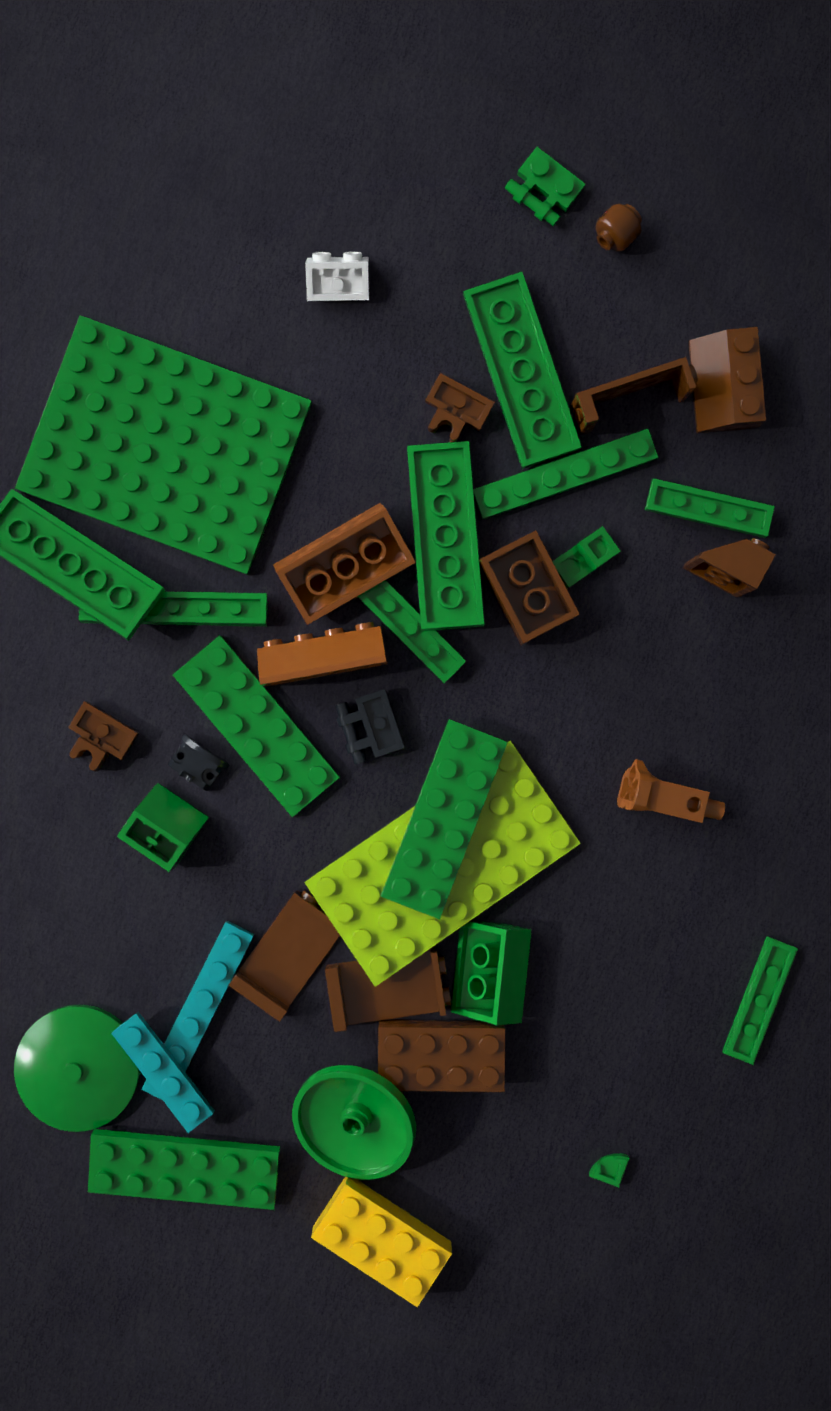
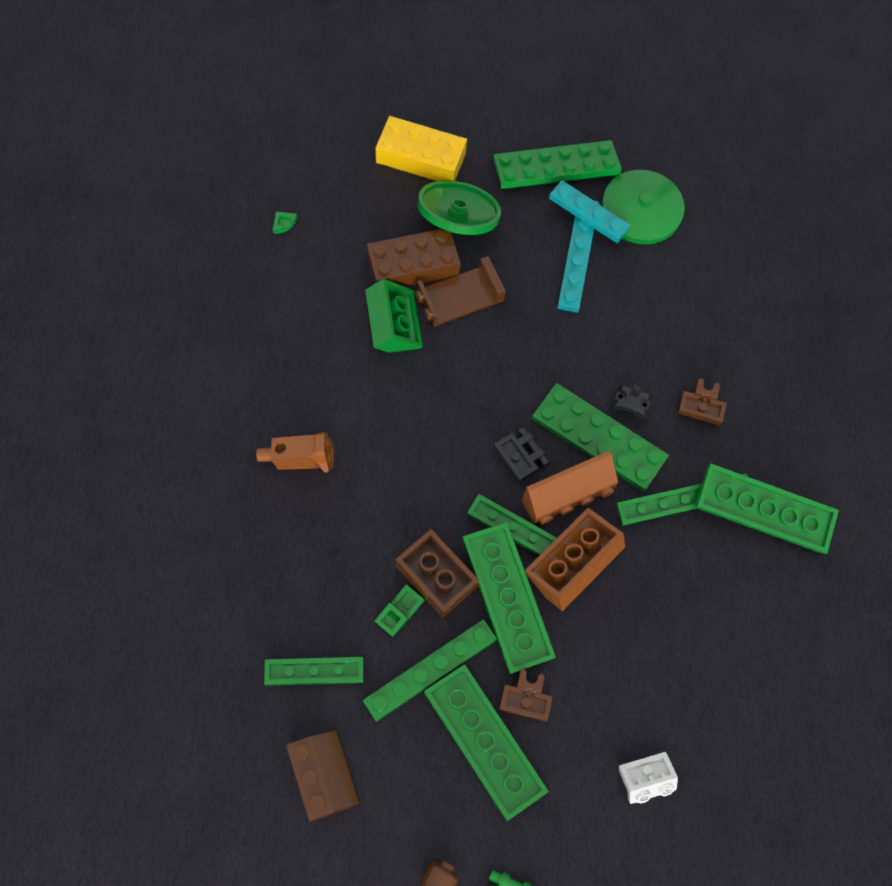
camera: 155 degrees right, 20 degrees down
(163, 445) = (732, 616): green plate -> none
(163, 827) = (640, 354): green slope -> none
(286, 955) = (531, 298): reddish brown panel -> none
(444, 819) = (453, 402): green plate -> none
(511, 843) = (444, 378): lime plate -> none
(679, 371) = (432, 722): reddish brown panel -> none
(733, 567) = (290, 622): reddish brown slope -> none
(760, 1000) = (204, 343): green tile -> none

